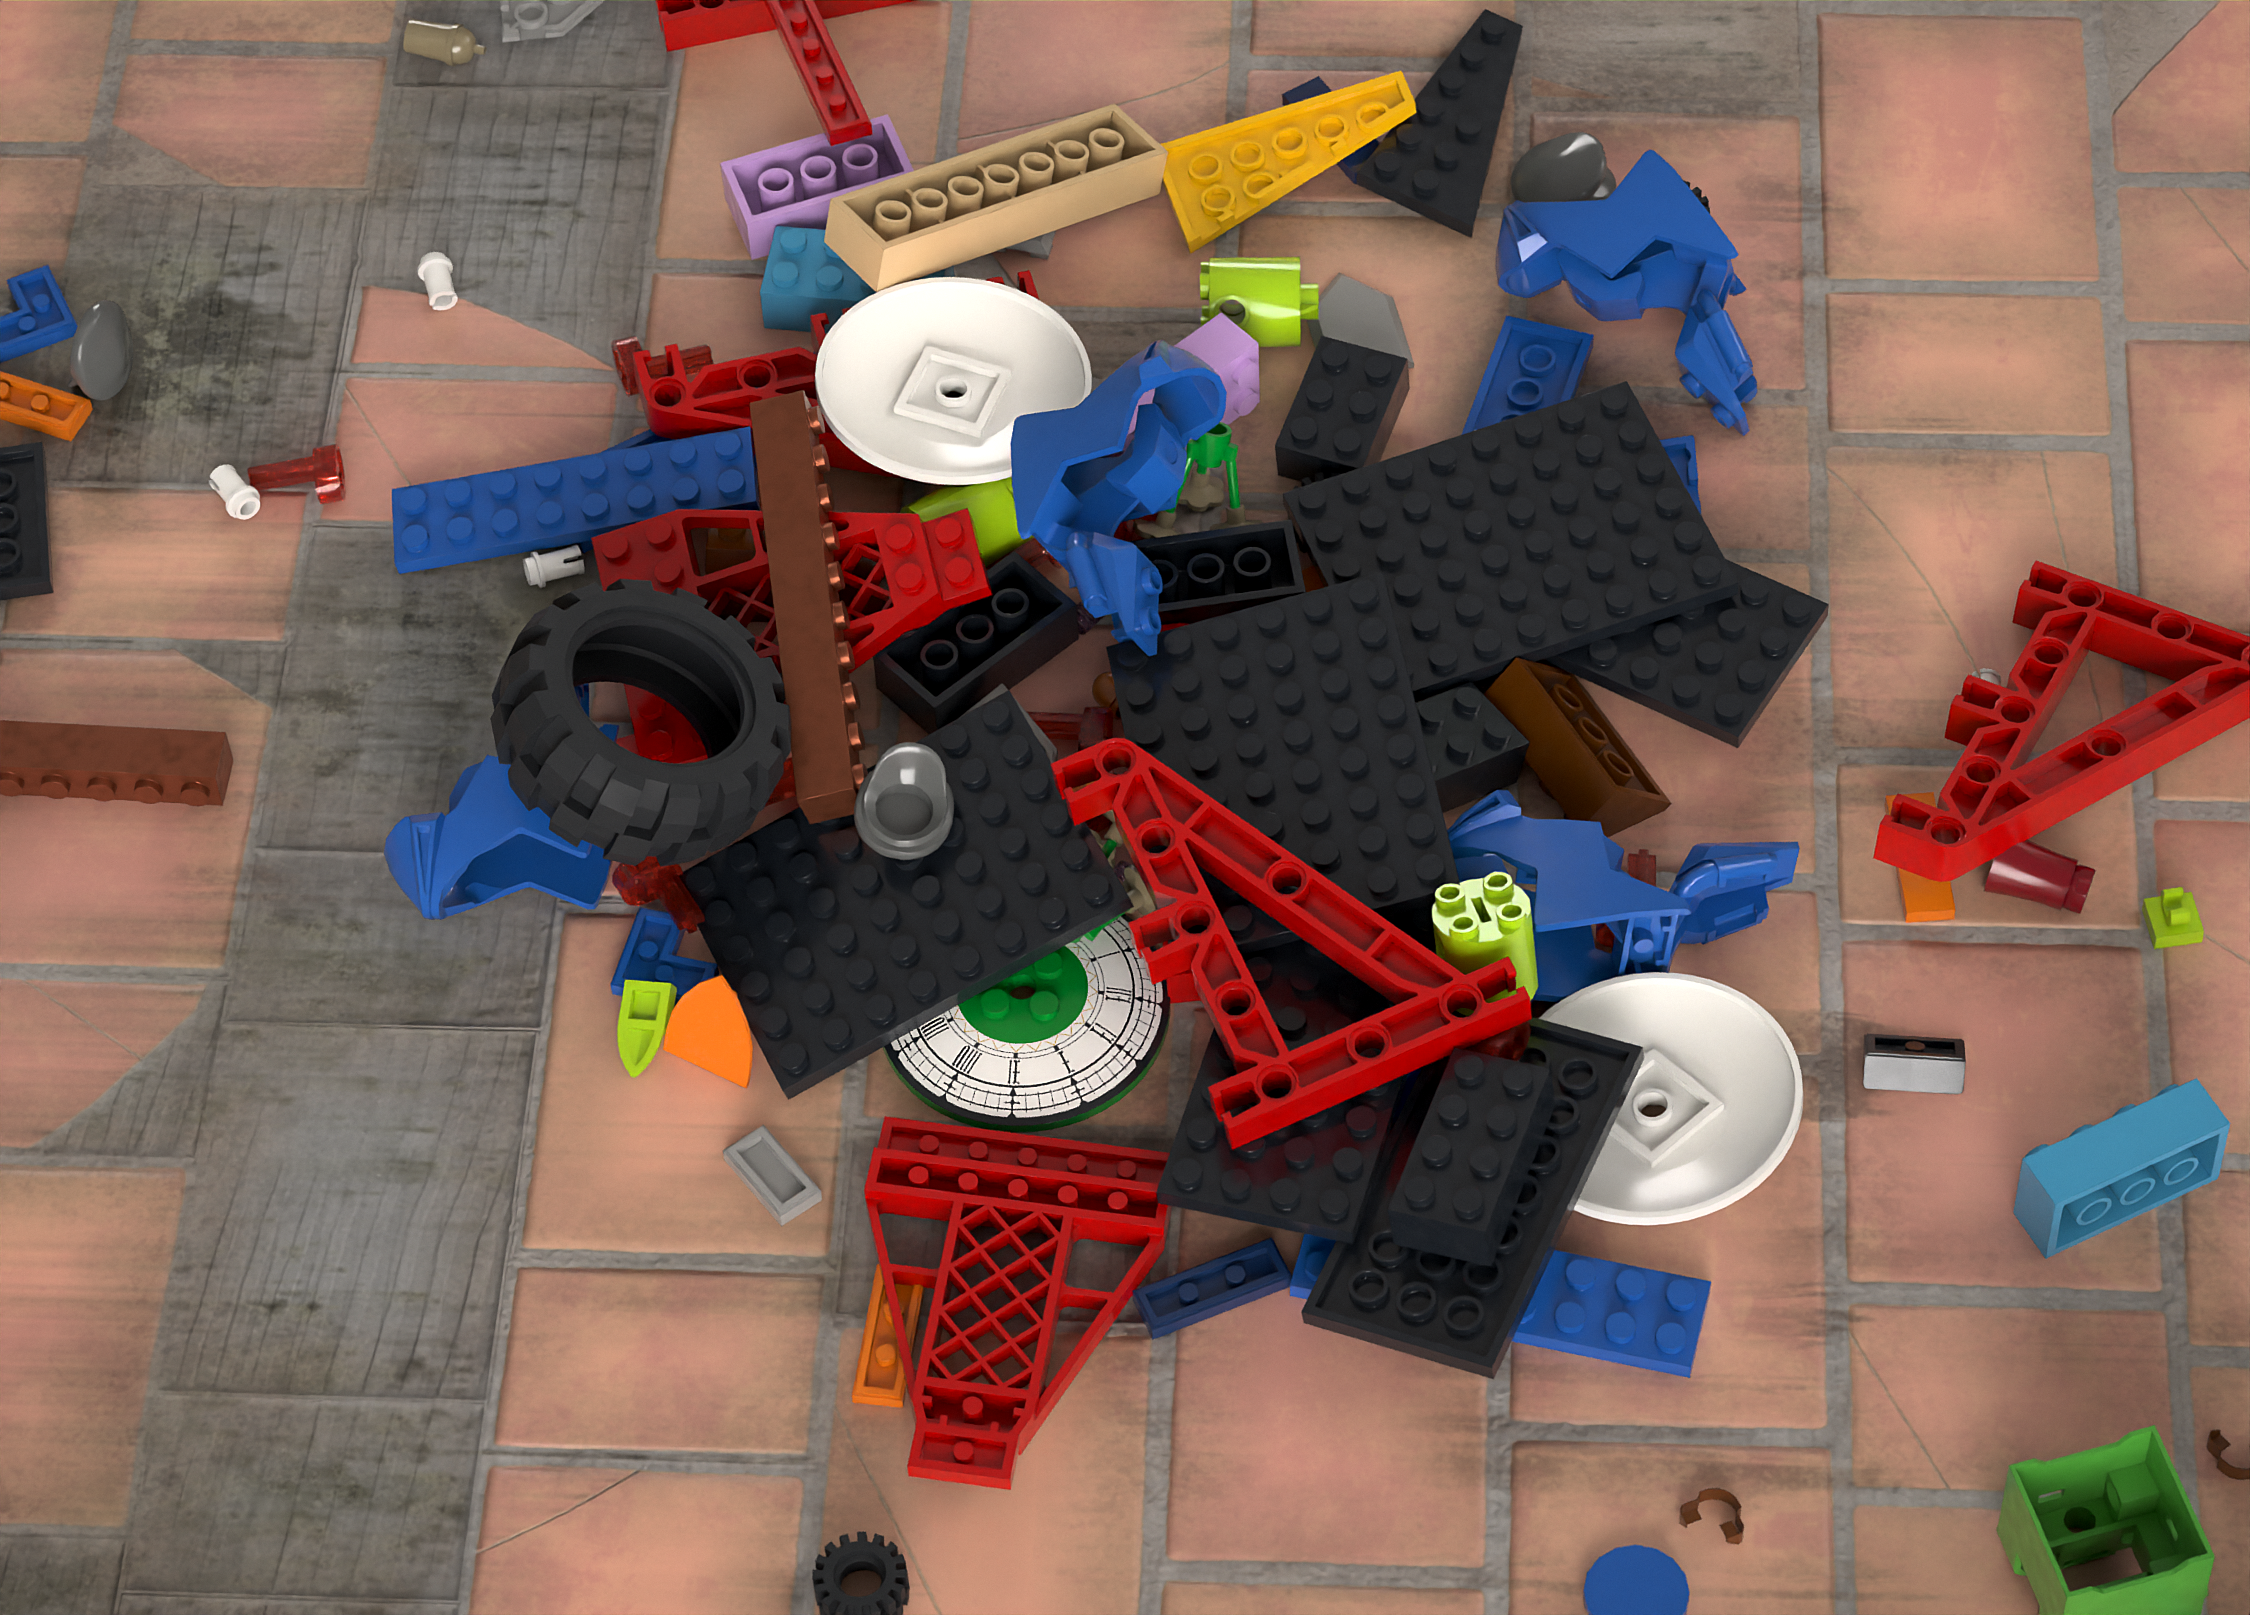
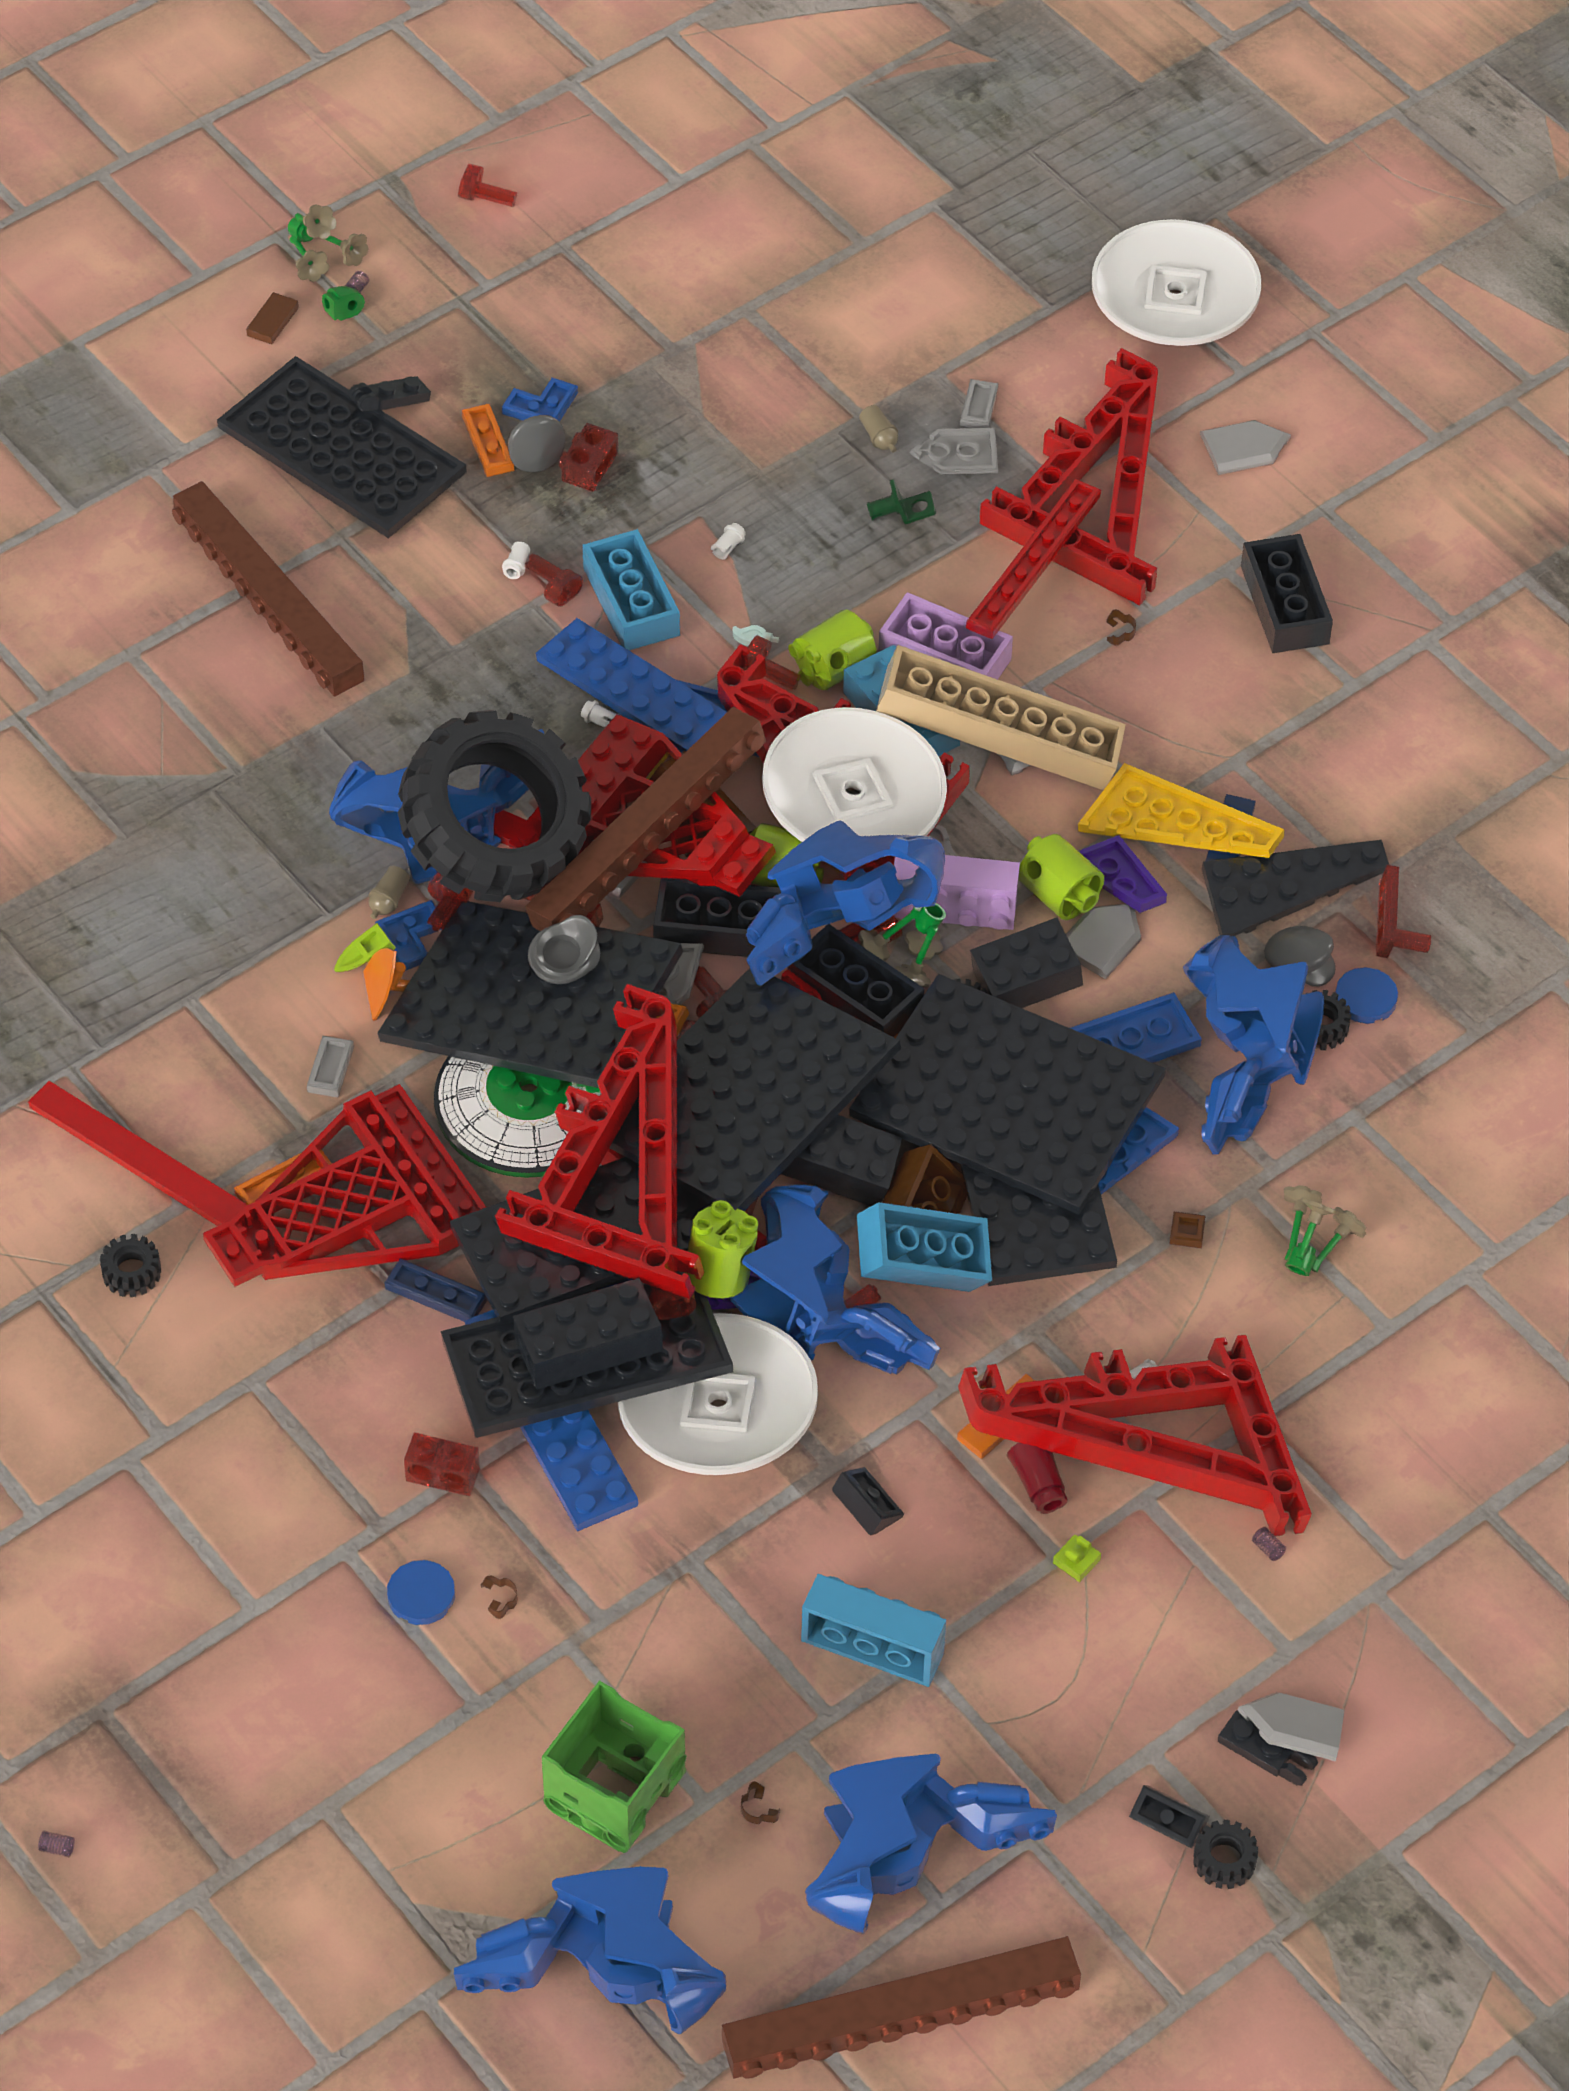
camera: 45 degrees right, 0 degrees up
(167, 321) = (589, 456): none -> clear red brick
(413, 410) = (631, 590): none -> dark azure brick
(569, 95) = (896, 503): none -> dark green bracket
(583, 942) = (387, 893): none -> dark tan piece
(593, 352) = (746, 635): none -> light aqua piece
(696, 1467) = (135, 1154): none -> red tile
(717, 285) = (831, 648): none -> lime cylinder
(944, 18) = (1125, 619): none -> reddish brown piece
(1322, 249) = (1125, 874): none -> dark purple wing
(1481, 1445) = (441, 1464): none -> clear red brick
(1592, 70) = (1387, 932): none -> clear red piece
(1657, 758) = (924, 1247): none -> dark azure brick
(1681, 148) = (1368, 994): none -> blue tile
(1826, 524) = (1187, 1229): none -> reddish brown tile
(1970, 445) = (1302, 1258): none -> plant

